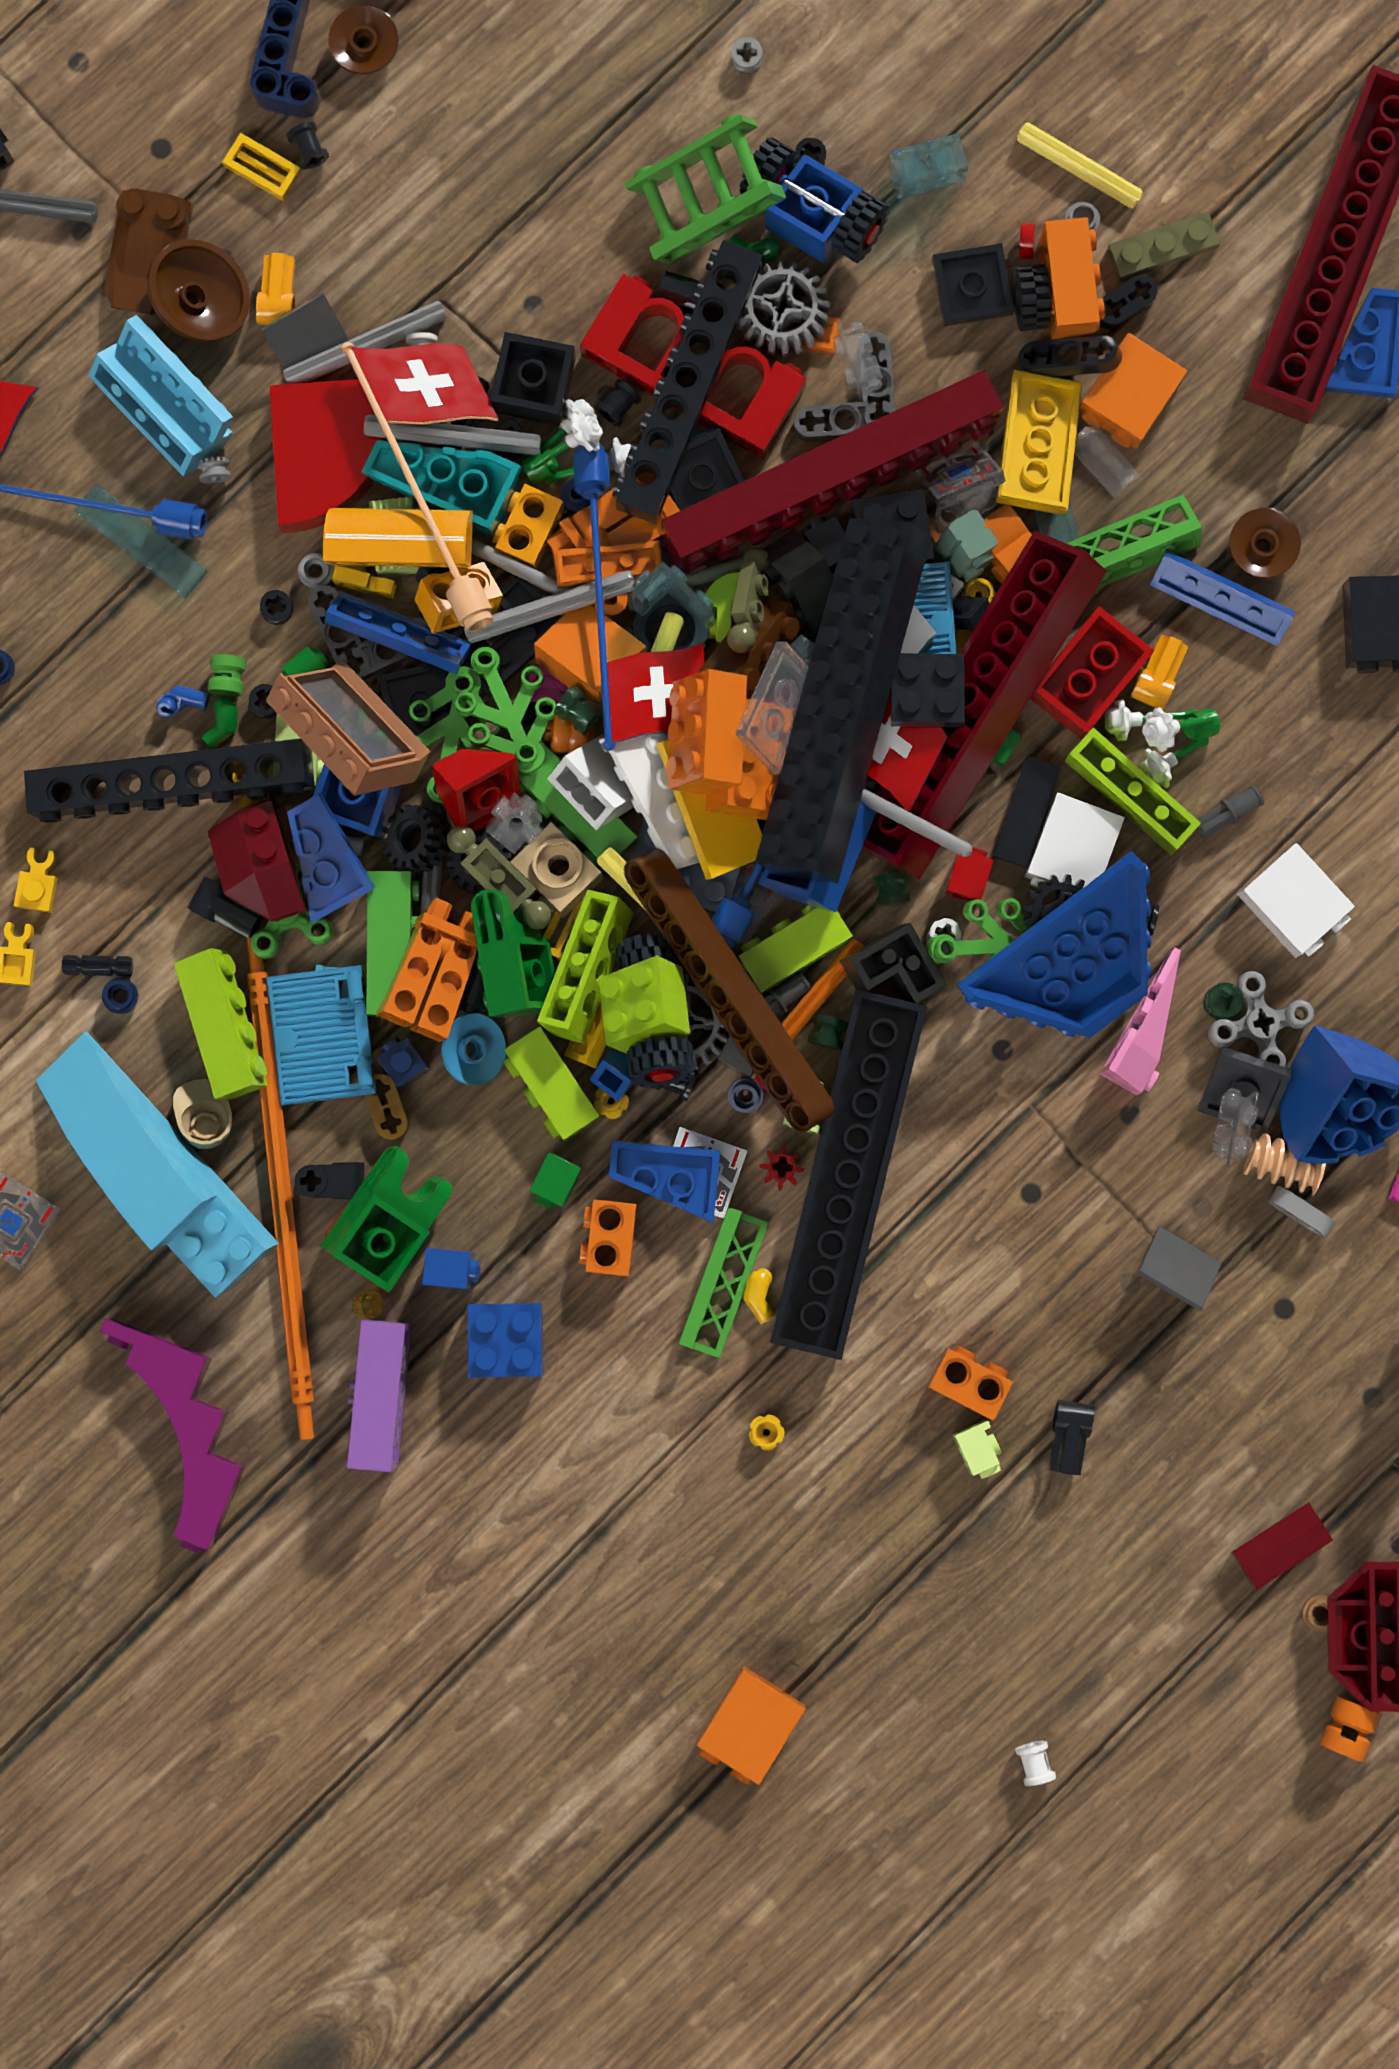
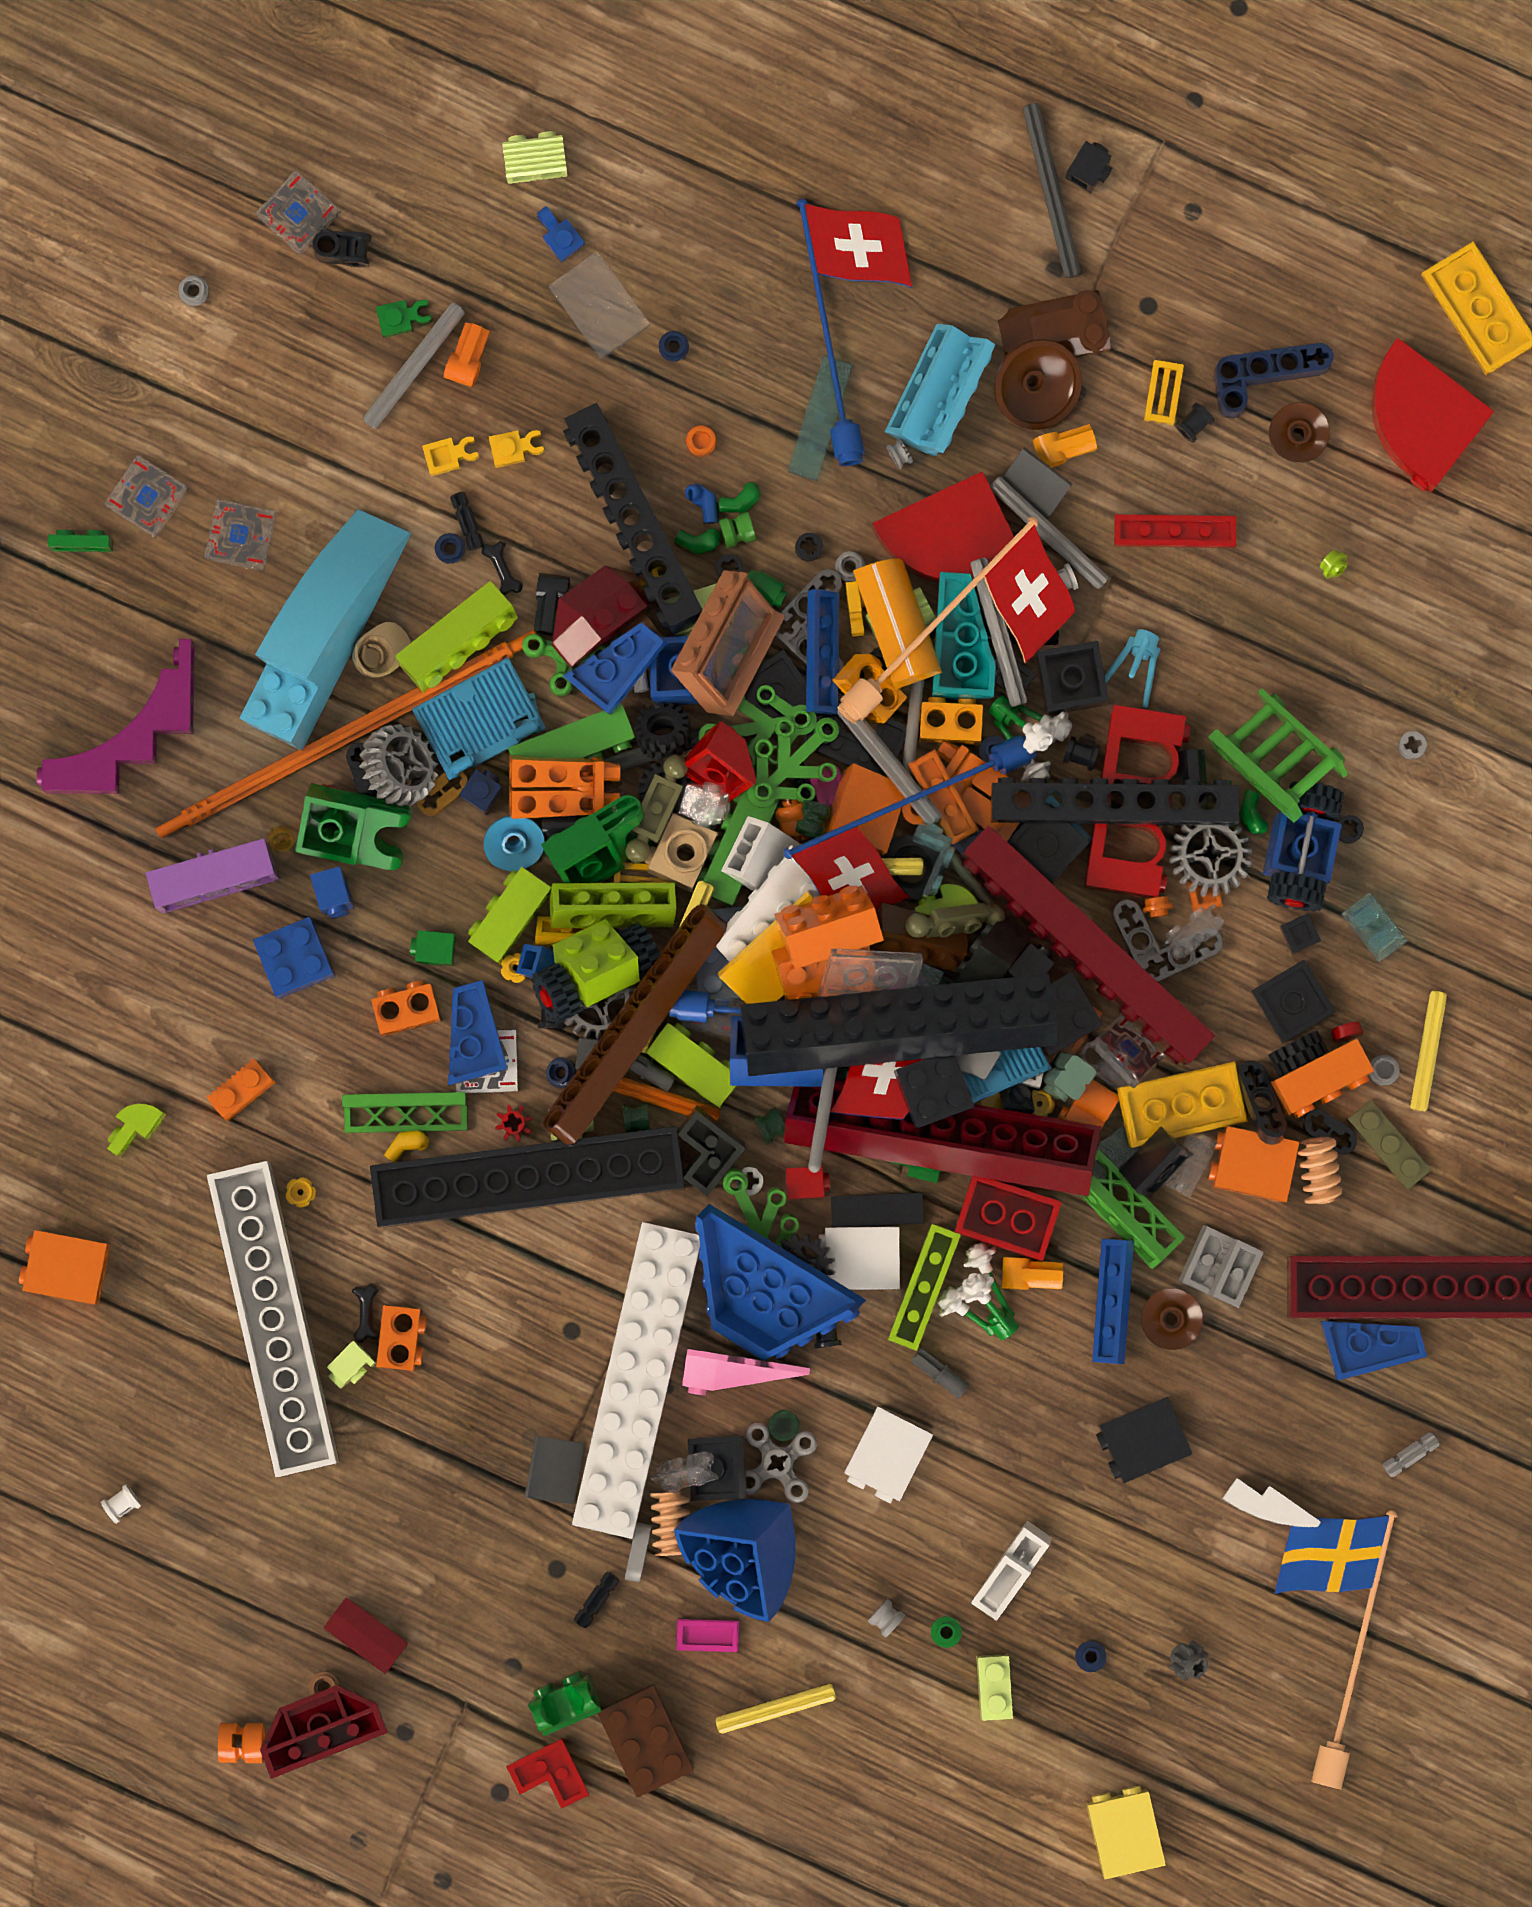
camera: 70 degrees right, 0 degrees up
(113, 678) = (701, 441): none -> orange tile
(147, 948) = (495, 554): none -> black piece
(198, 658) = (743, 501): none -> green arm
(339, 1150) = (406, 761): none -> light grey gear
(416, 211) = (1174, 531): none -> red plate
(520, 59) = (1334, 564): none -> lime plate
(531, 292) = (1142, 646): none -> medium azure plant
(617, 1583) = (137, 1119): none -> lime brick
(629, 1455) = (241, 1090): none -> orange brick
(815, 386) = (1157, 906): none -> orange plate
(898, 1516) = (273, 1319): none -> white brick
(902, 249) = (1300, 933): none -> black plate
(909, 1404) = (365, 1298): none -> black piece
(1072, 1427) = (393, 1433): black piece -> none
(1091, 492) = (1155, 1163): none -> black slope
(1116, 1141) = (637, 1380): none -> white brick
(1168, 321) = (1321, 1170): none -> light nougat piece
(1226, 471) = (1220, 1266): none -> light grey slope
(1335, 1277) = (596, 1599): none -> black axle

